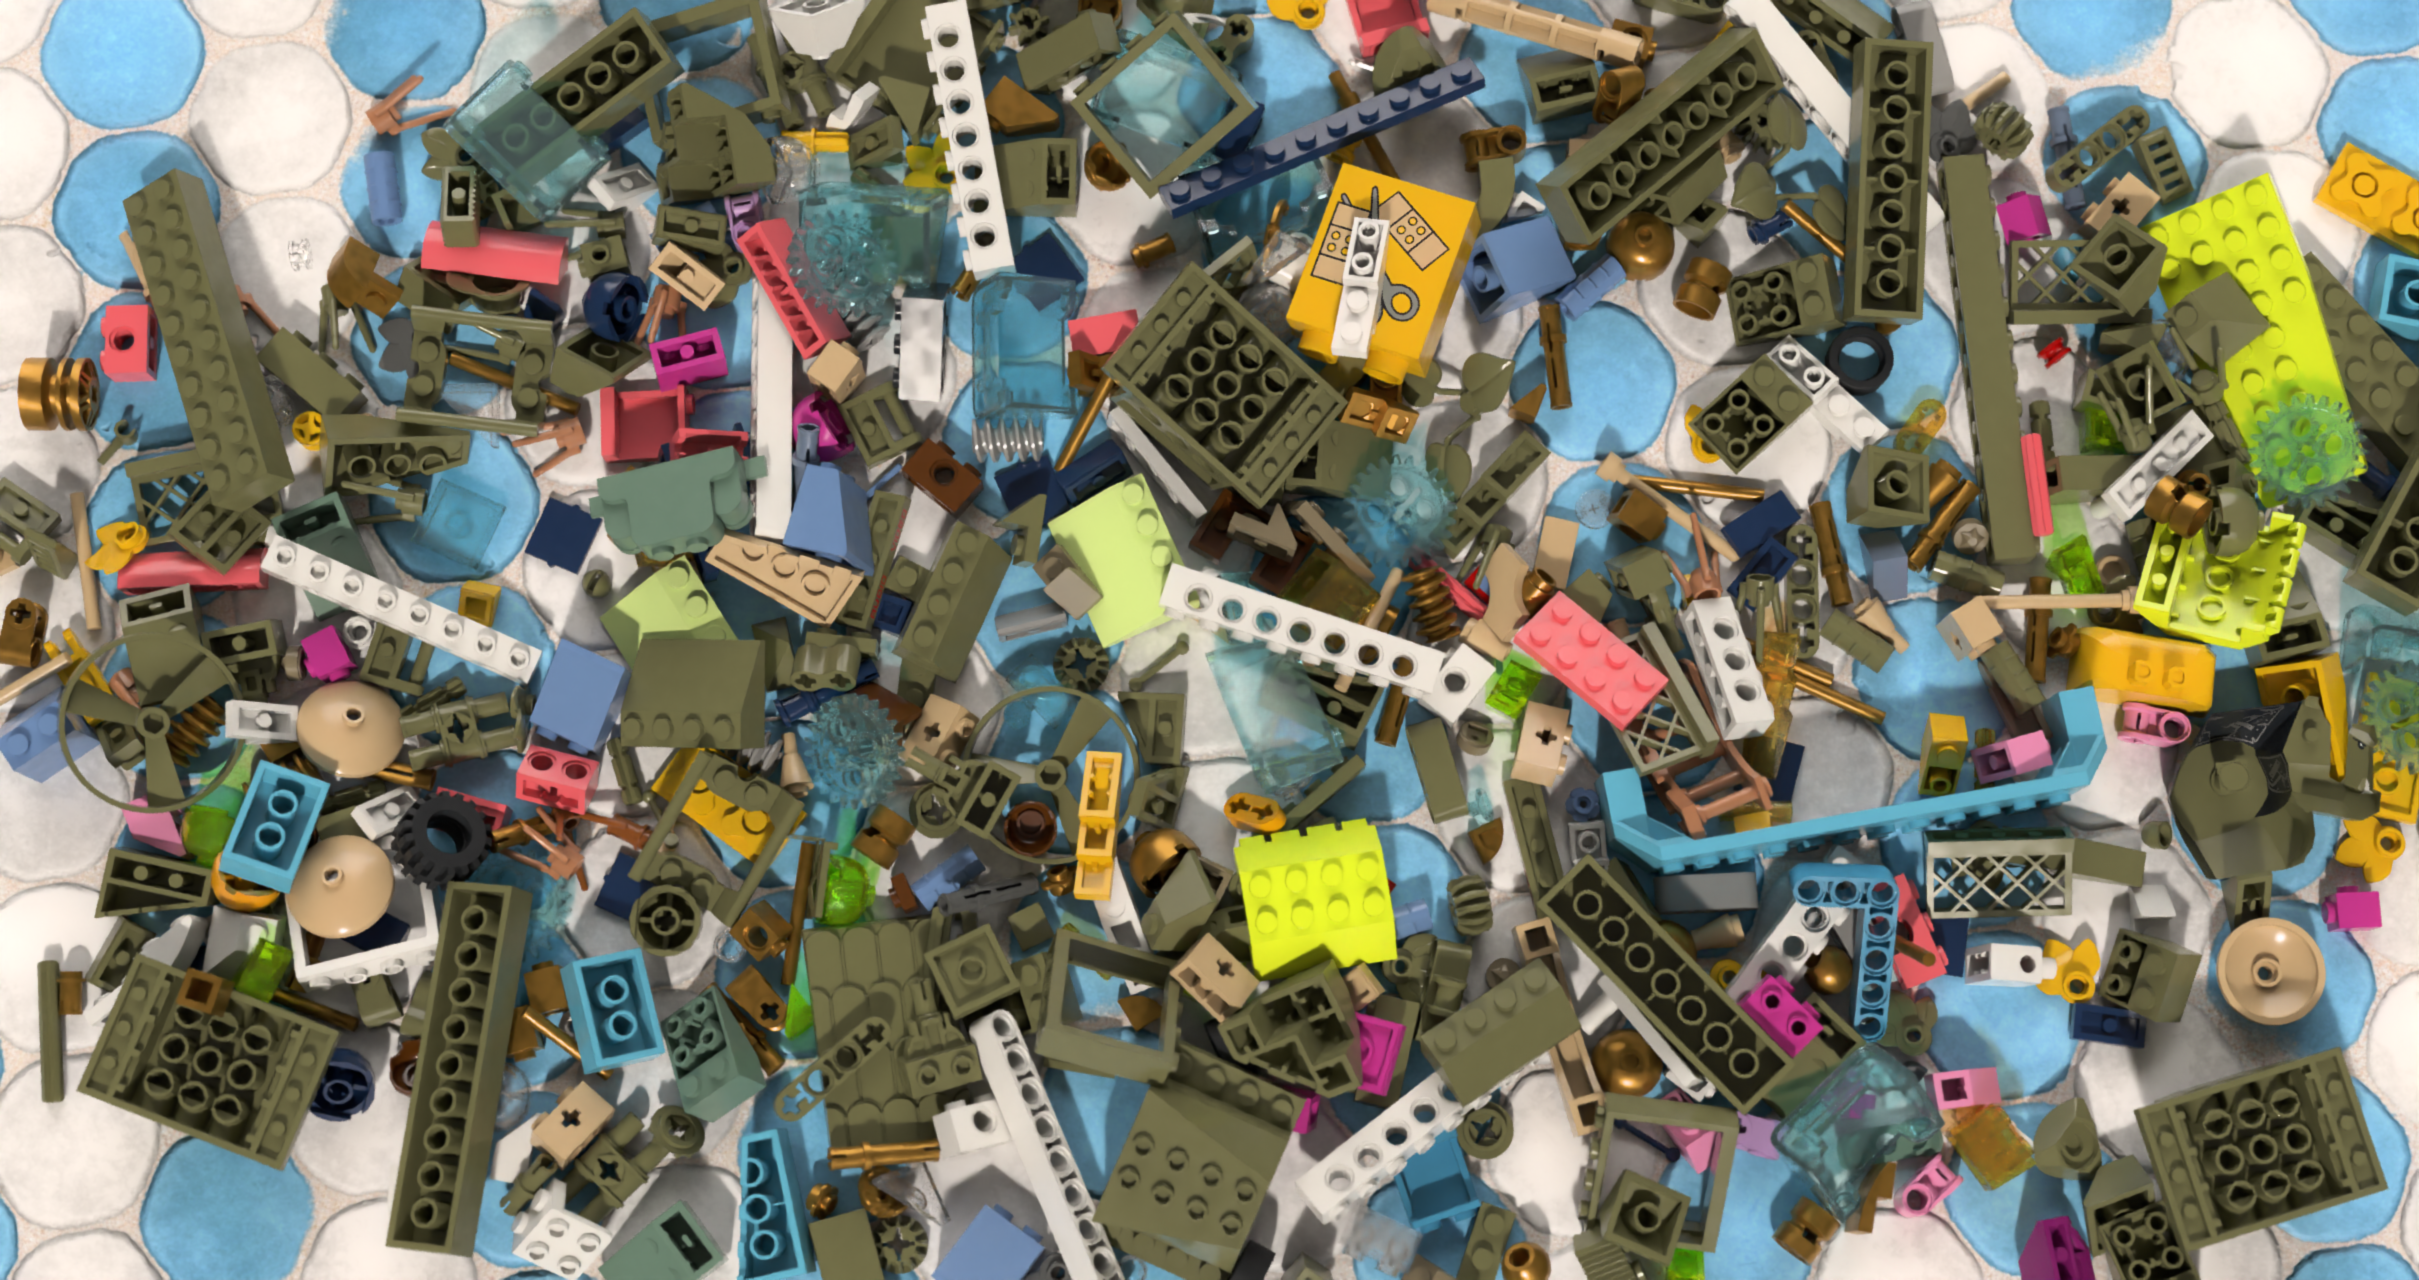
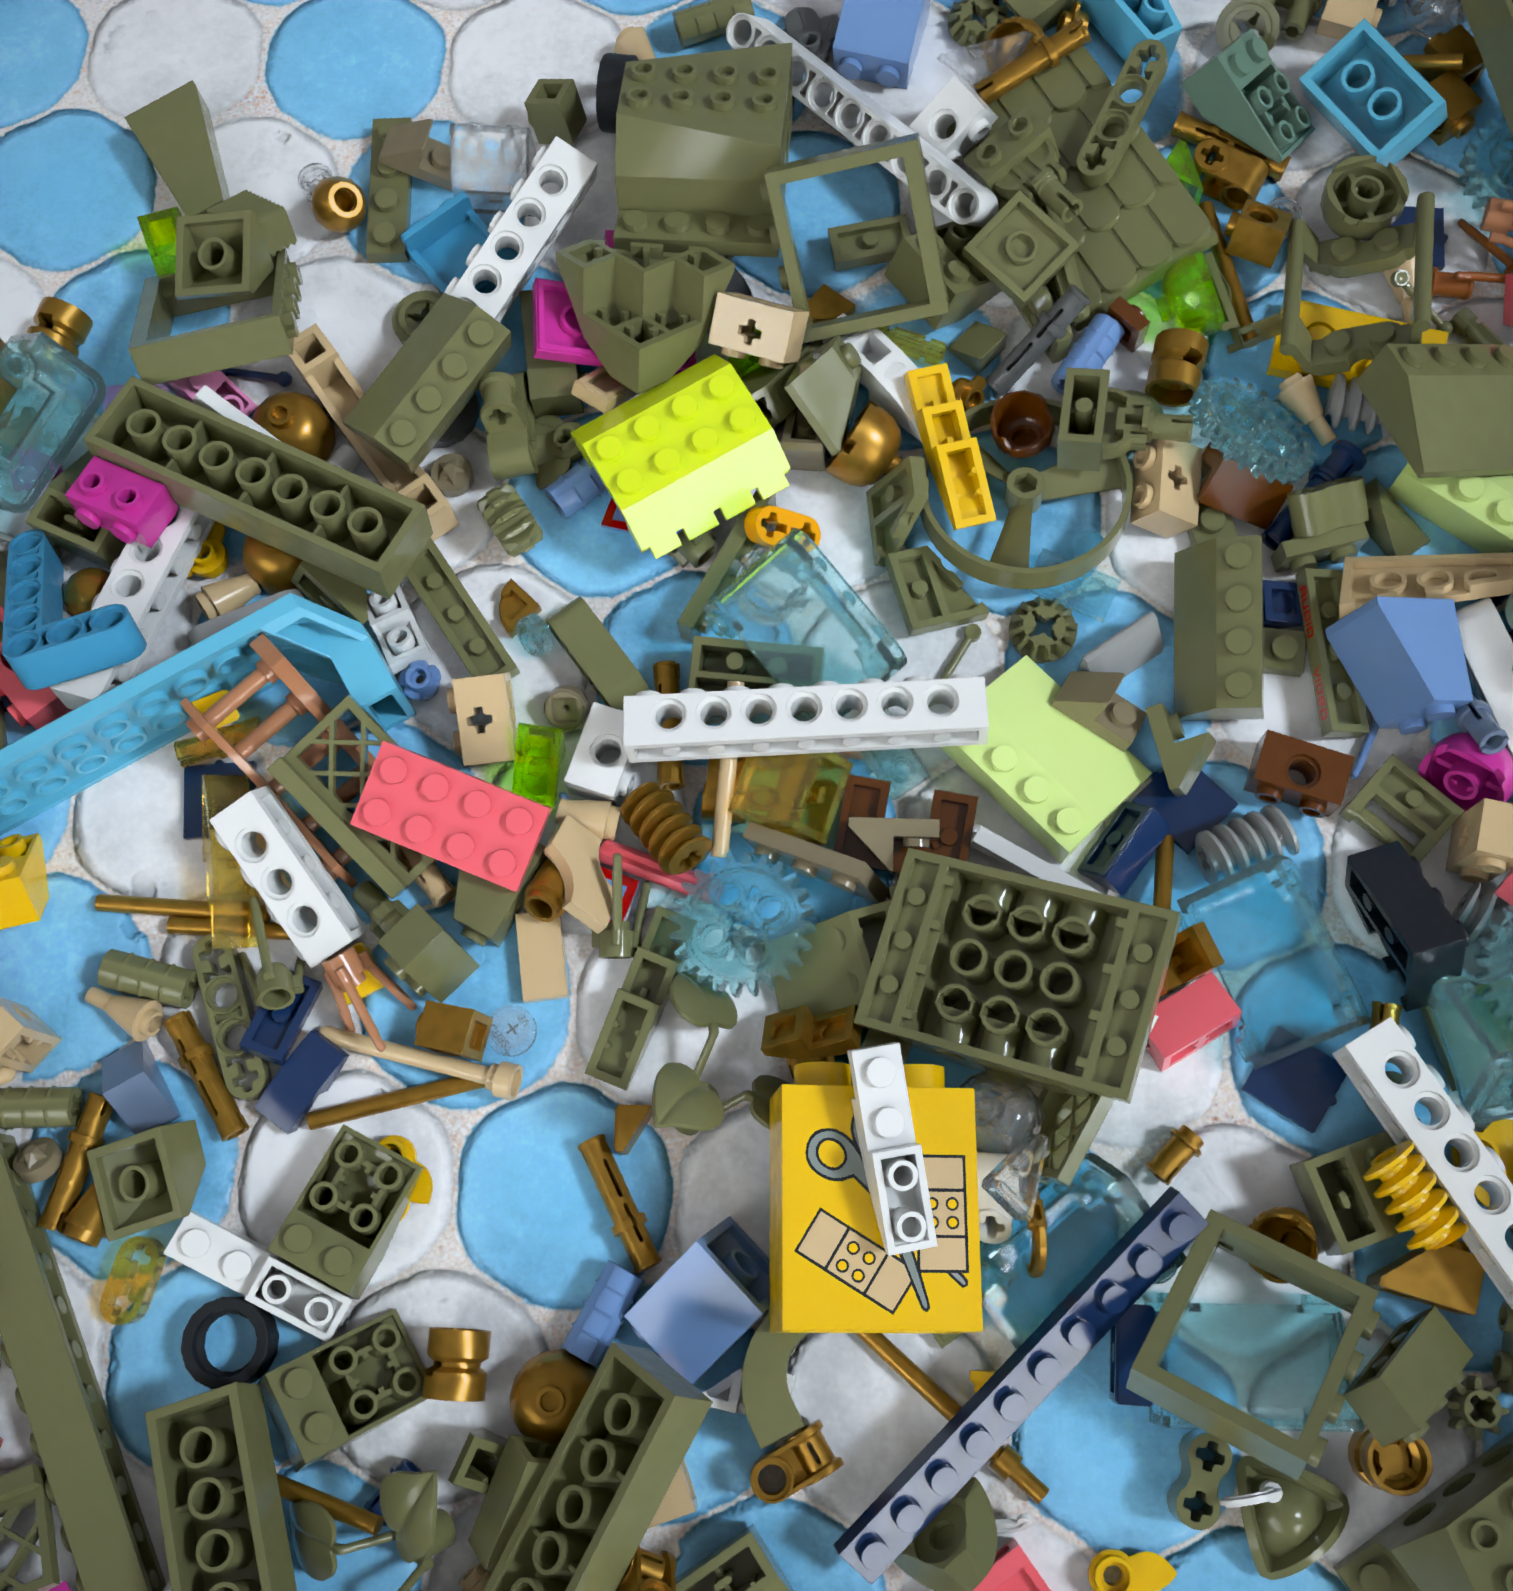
camera: 170 degrees right, 5 degrees down
(1015, 152) = (1415, 1198): none -> yellow piece

